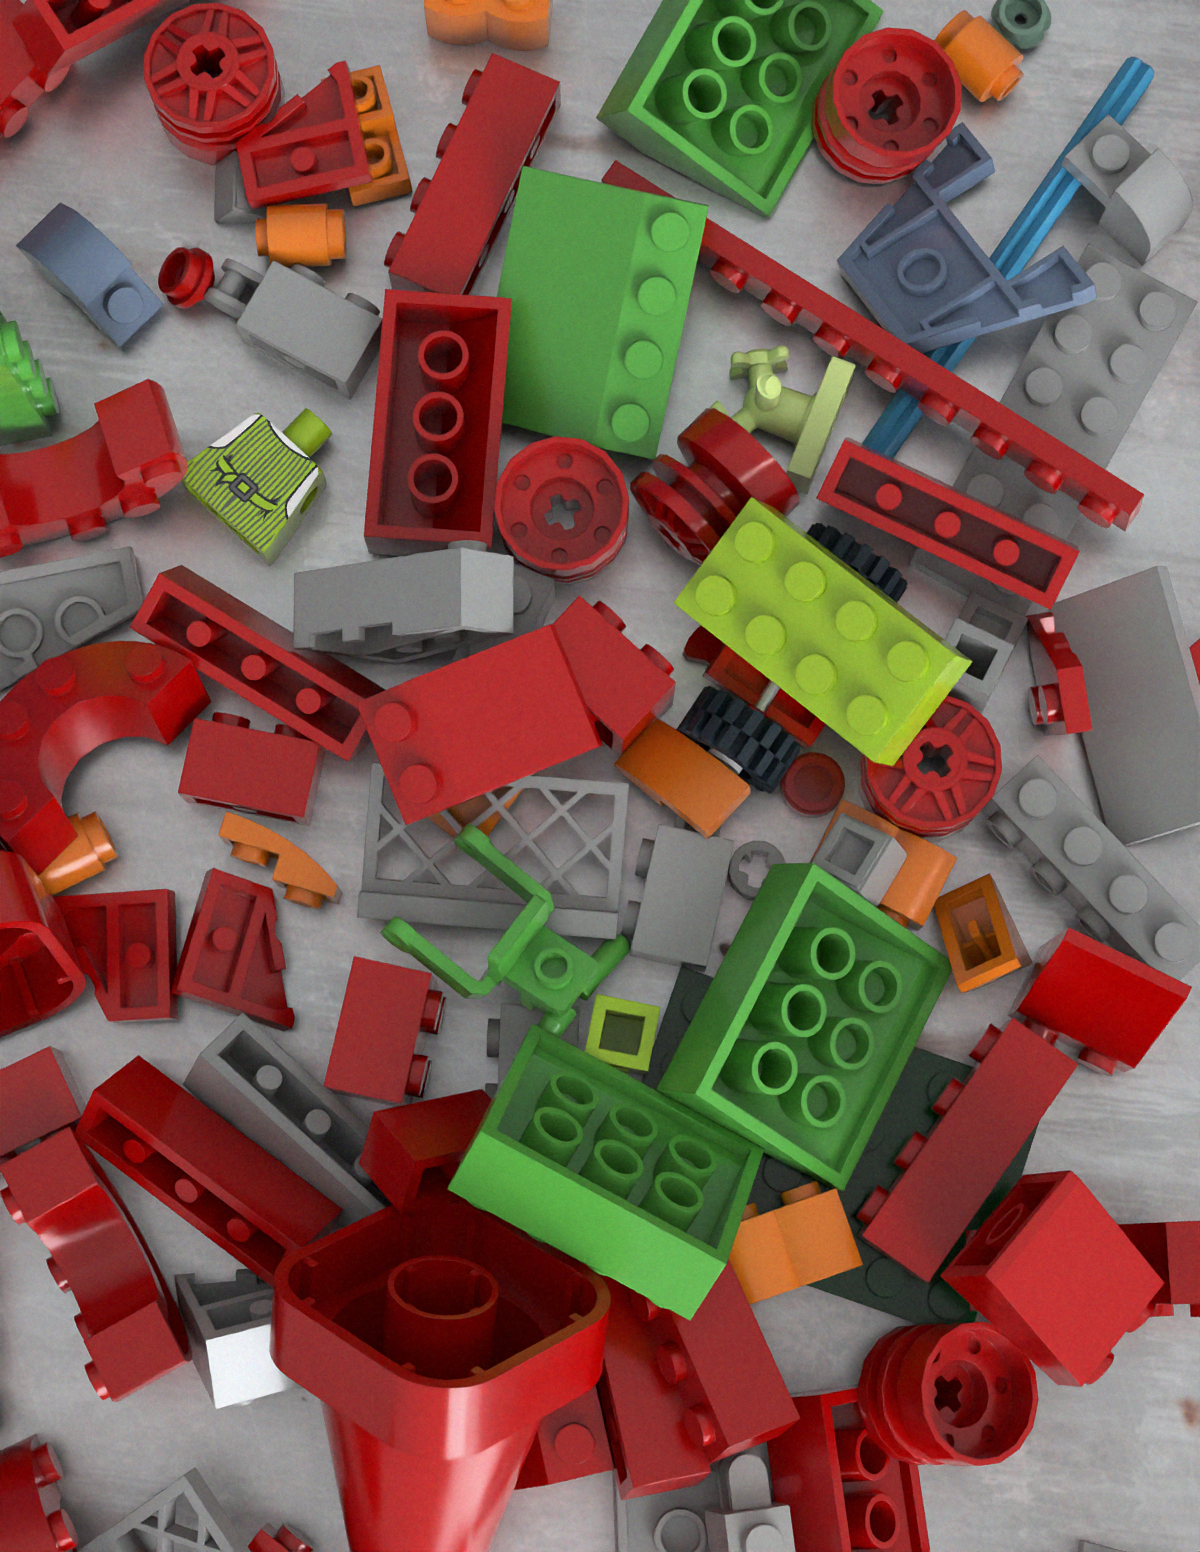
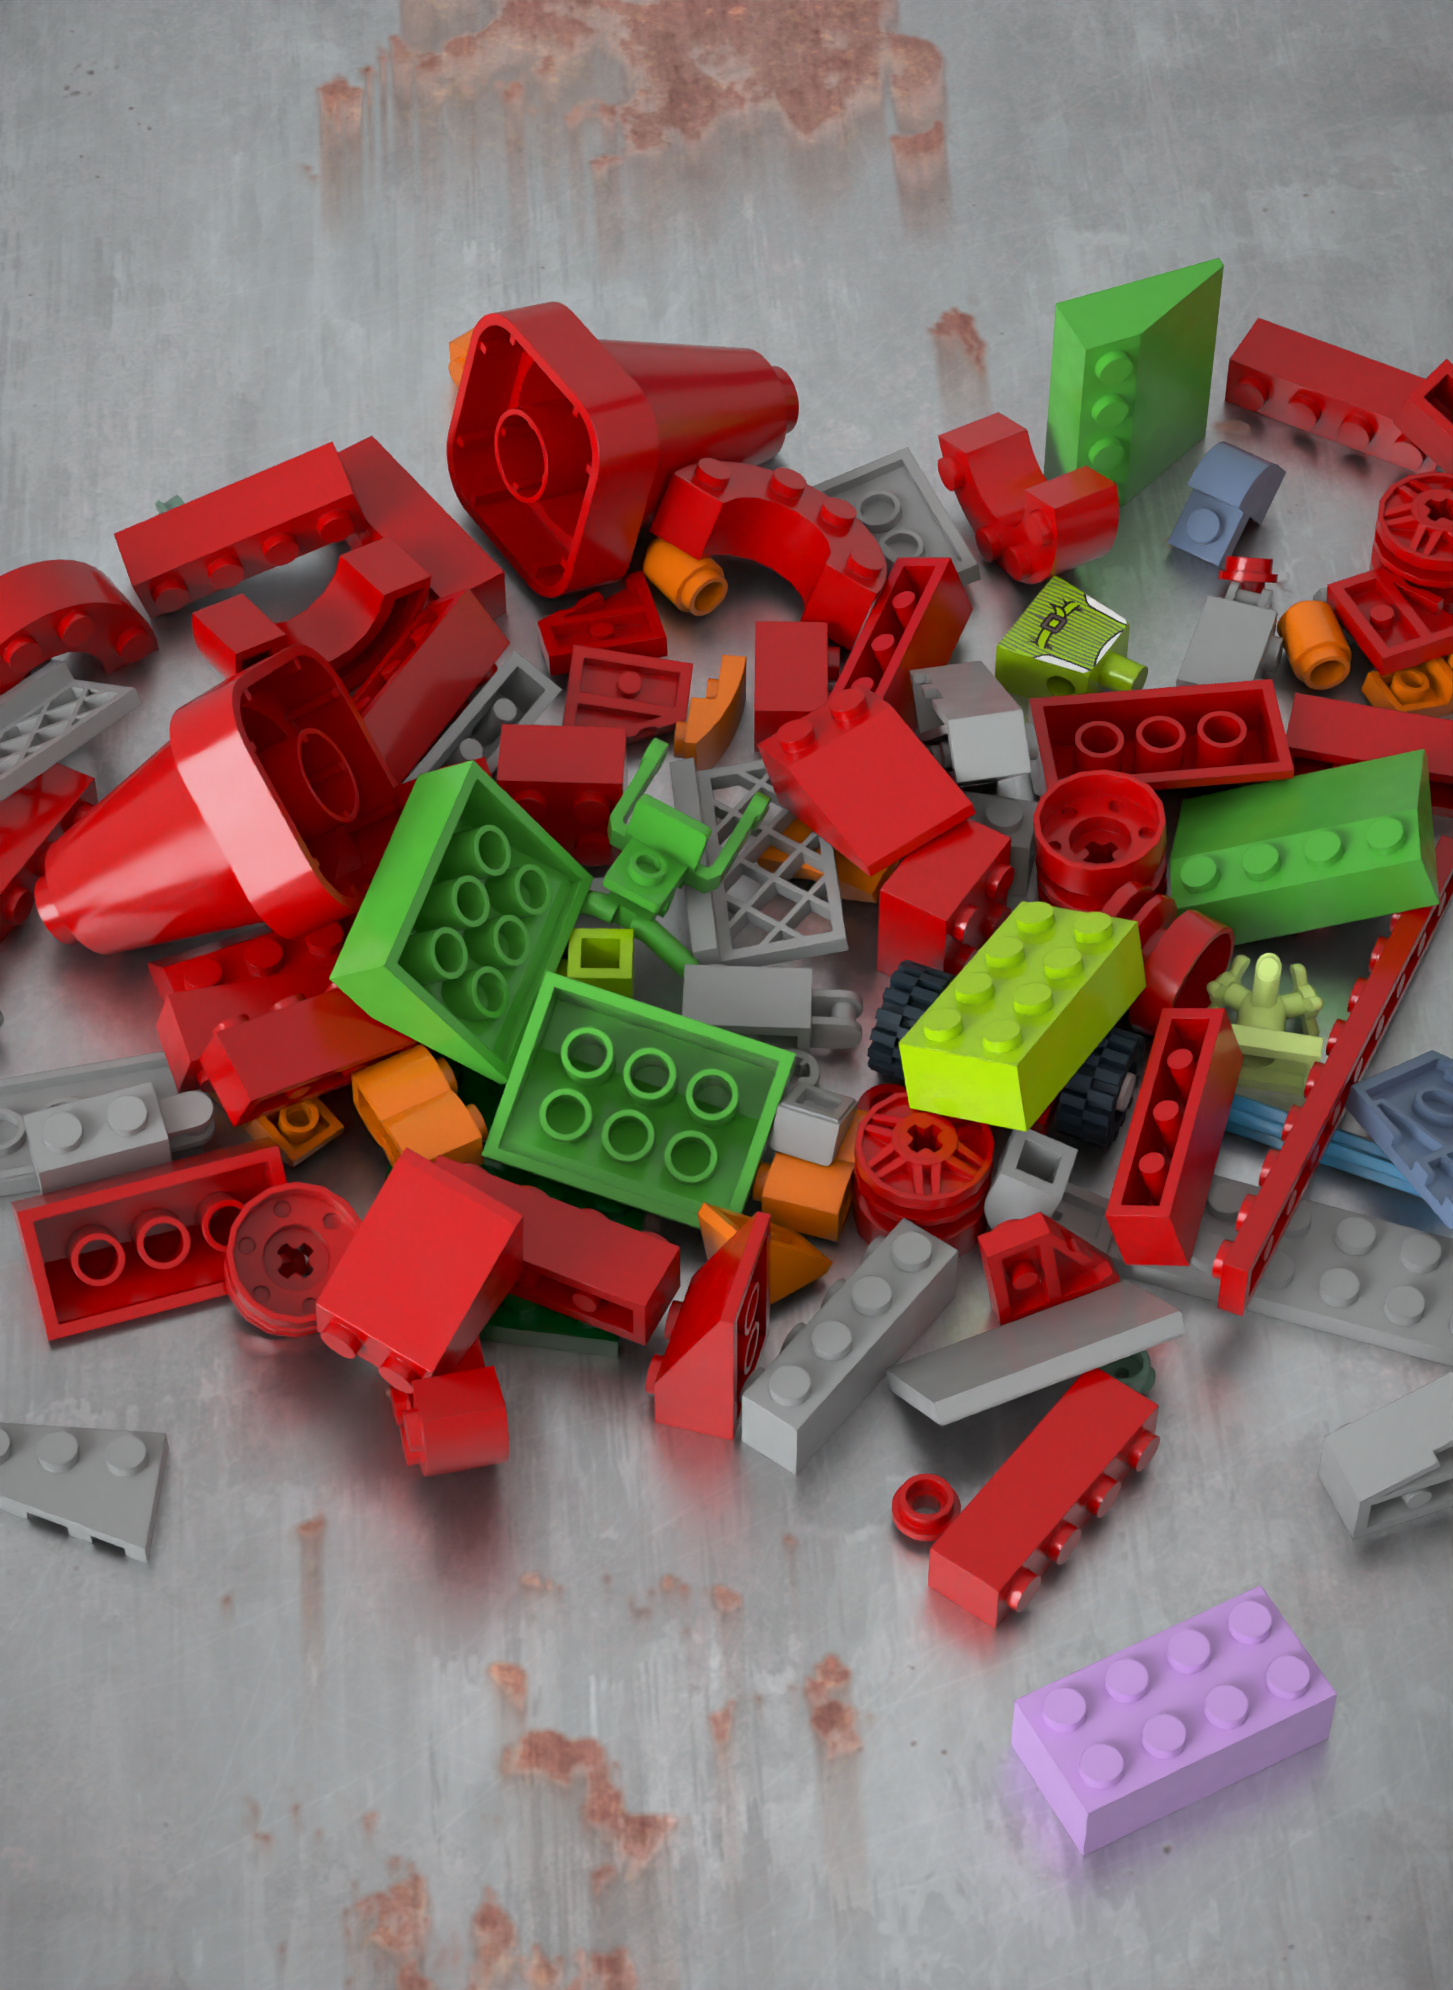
camera: 80 degrees right, 30 degrees down
(683, 777) = (853, 984): orange slope -> none

